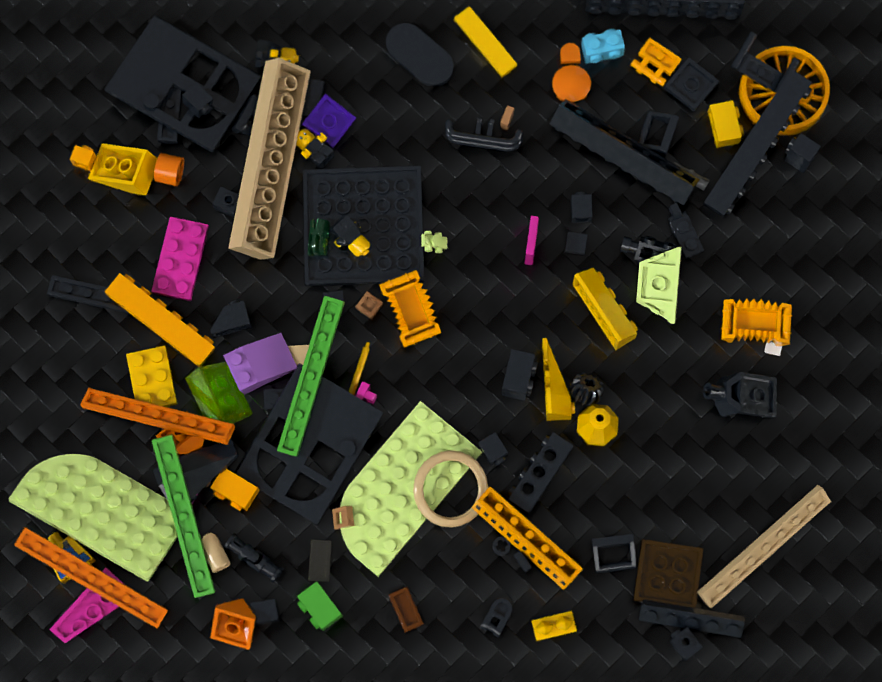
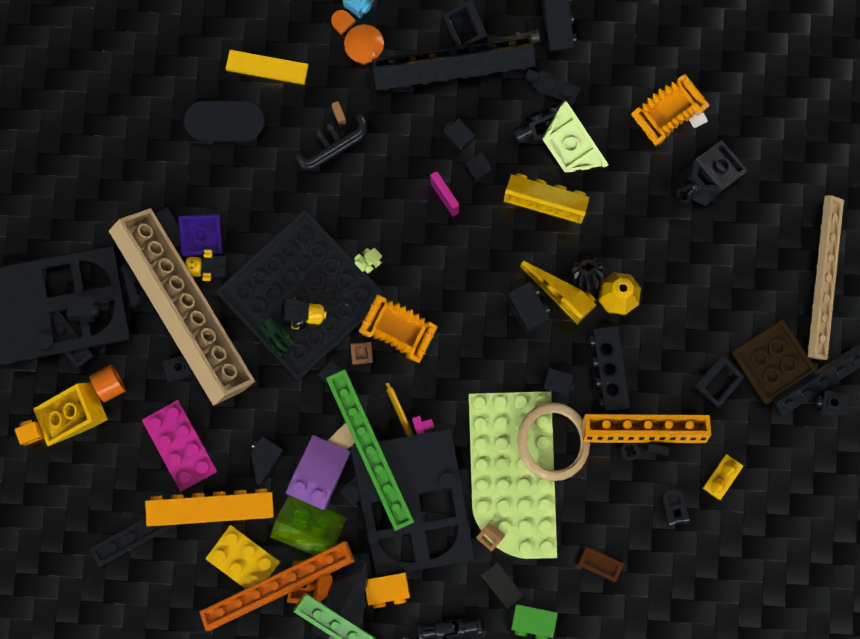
camera: 40 degrees left, 5 degrees up
(268, 50) = (105, 219): piece -> none

